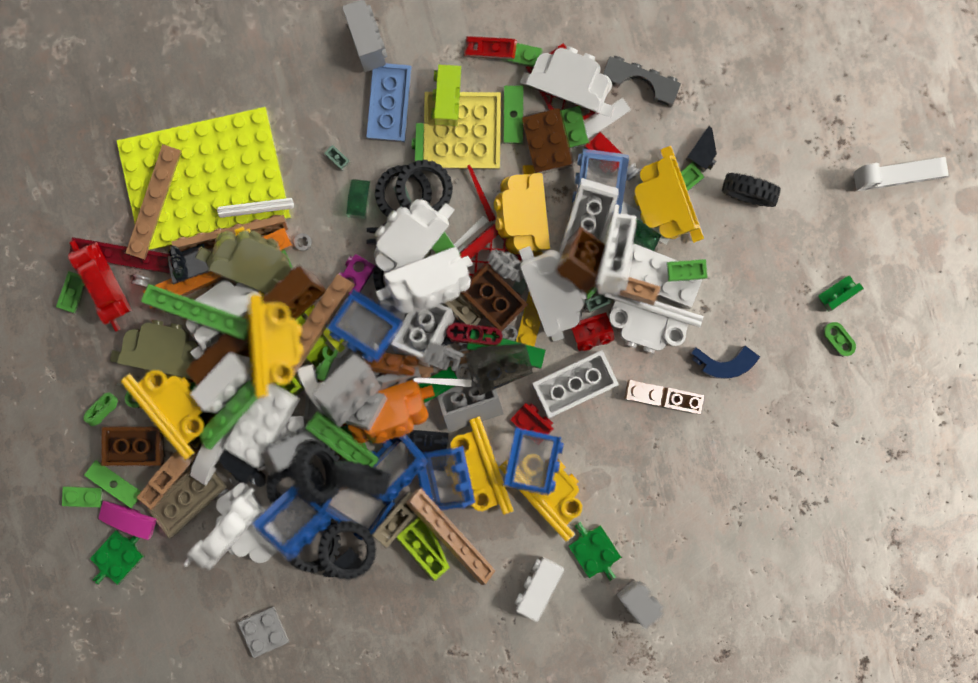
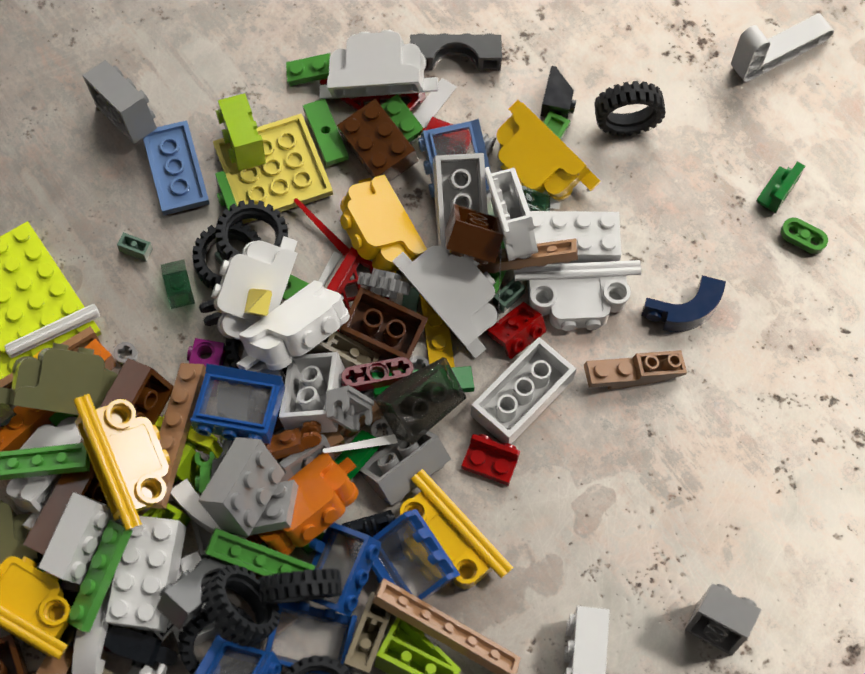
camera: 20 degrees left, 20 degrees down
(406, 254) = (258, 302): none -> light yellow slope
(490, 47) = (271, 71): red plate -> none
(533, 462) = (513, 496): window -> none
(560, 505) = (542, 530): yellow brick -> none
(595, 551) = (635, 584): green plate -> none
(687, 270) = (598, 213): bright green plate -> none

